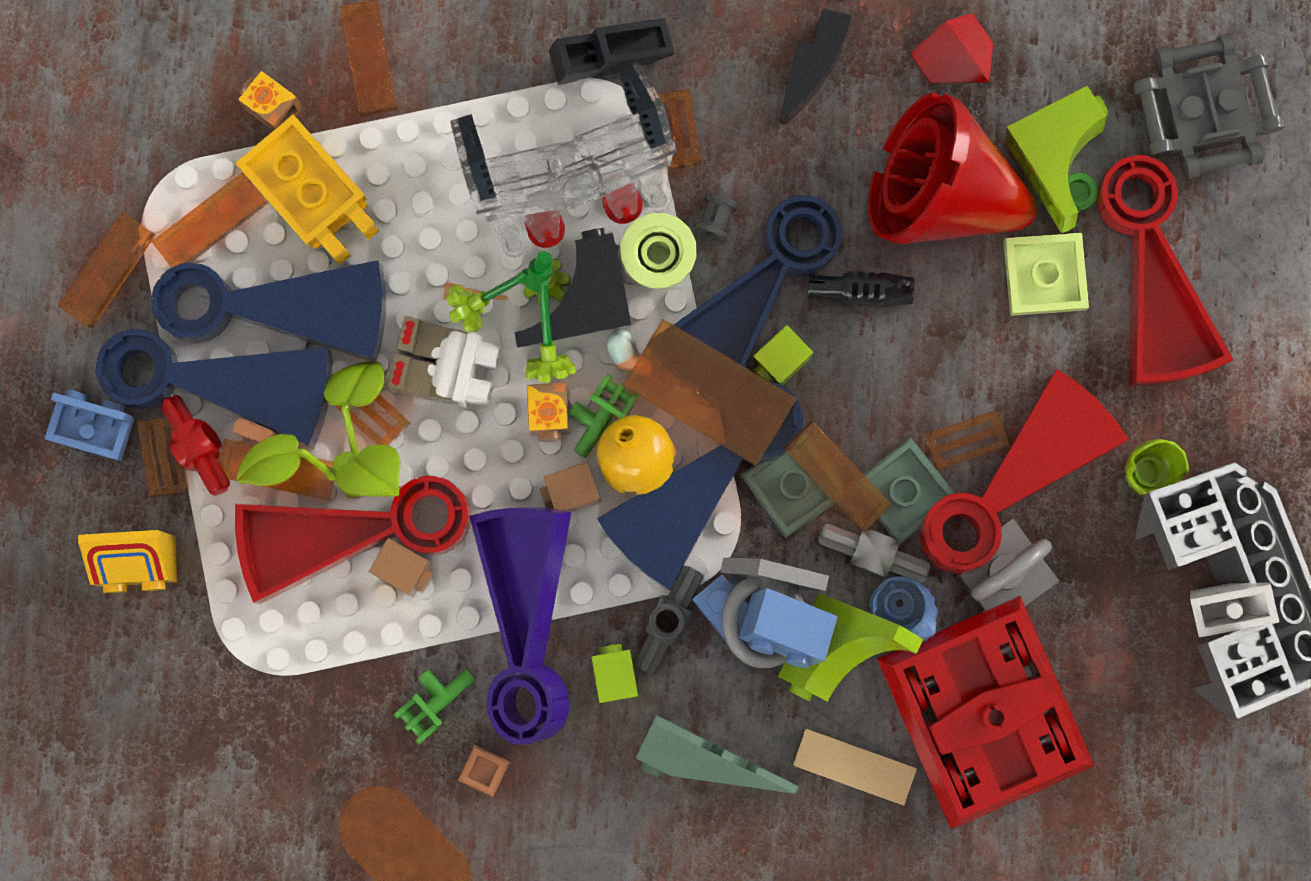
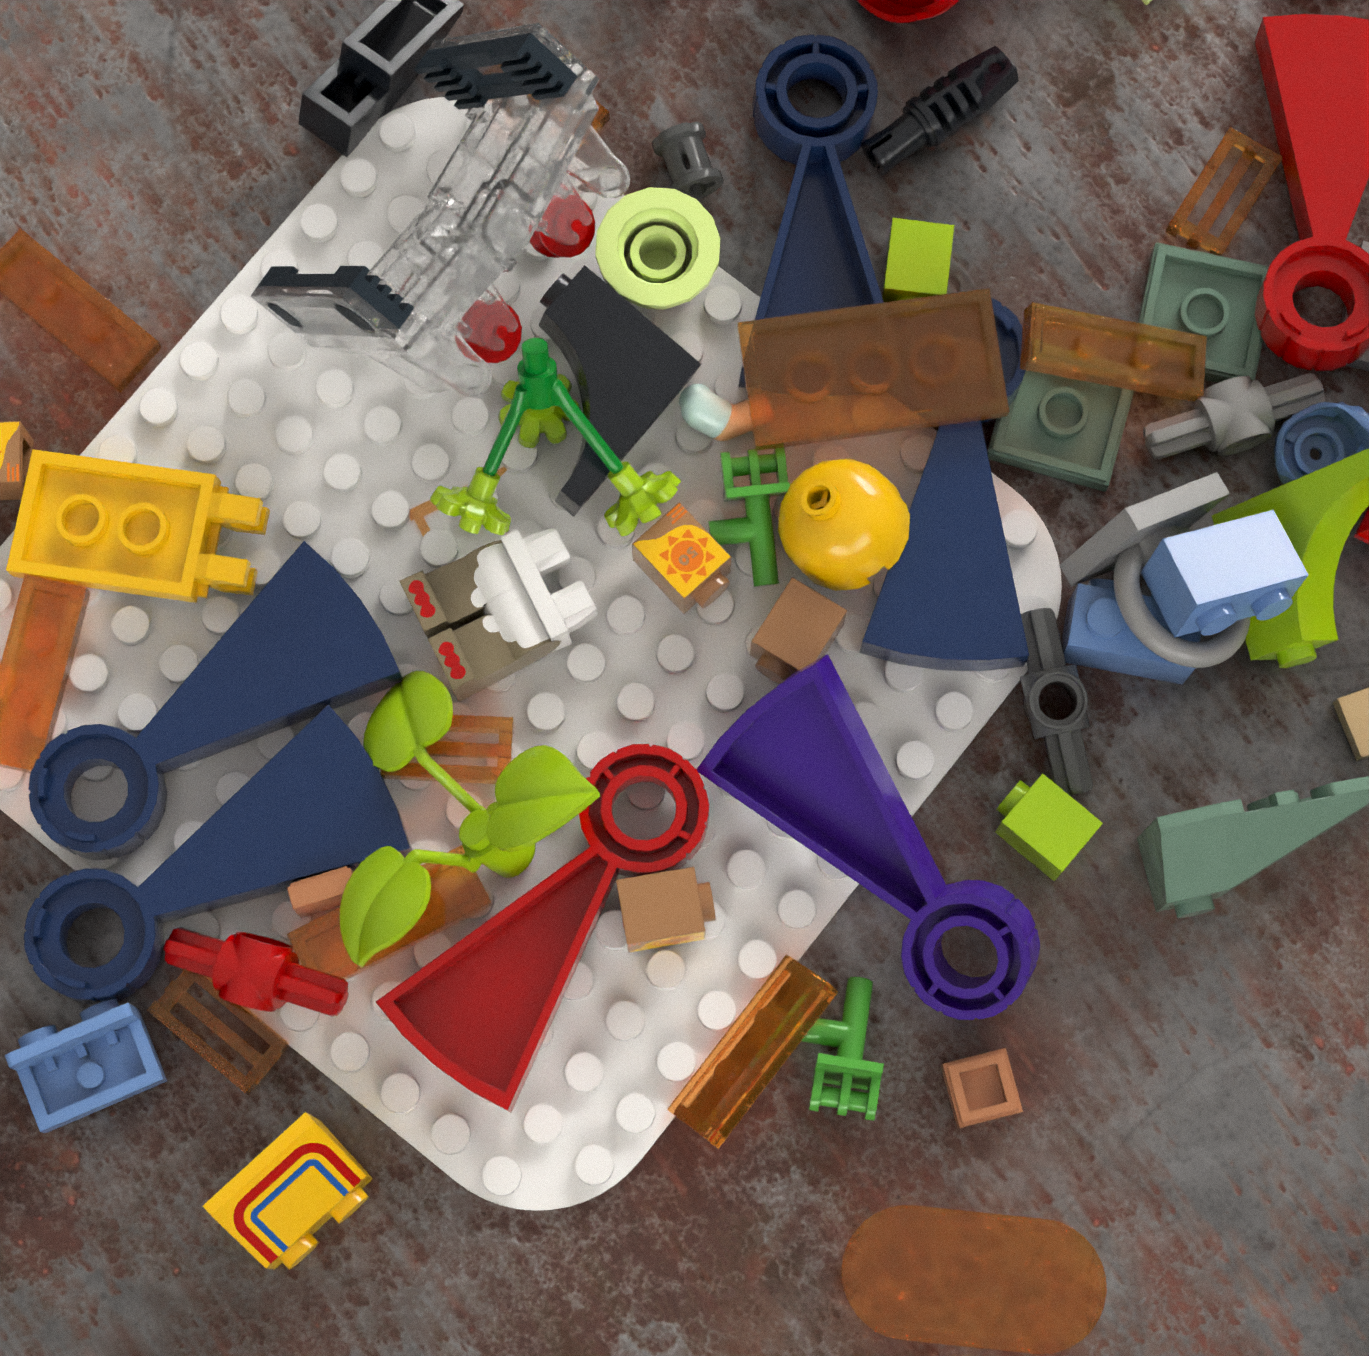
camera: 45 degrees left, 5 degrees down
(391, 666) = (752, 1051): none -> clear orange tile

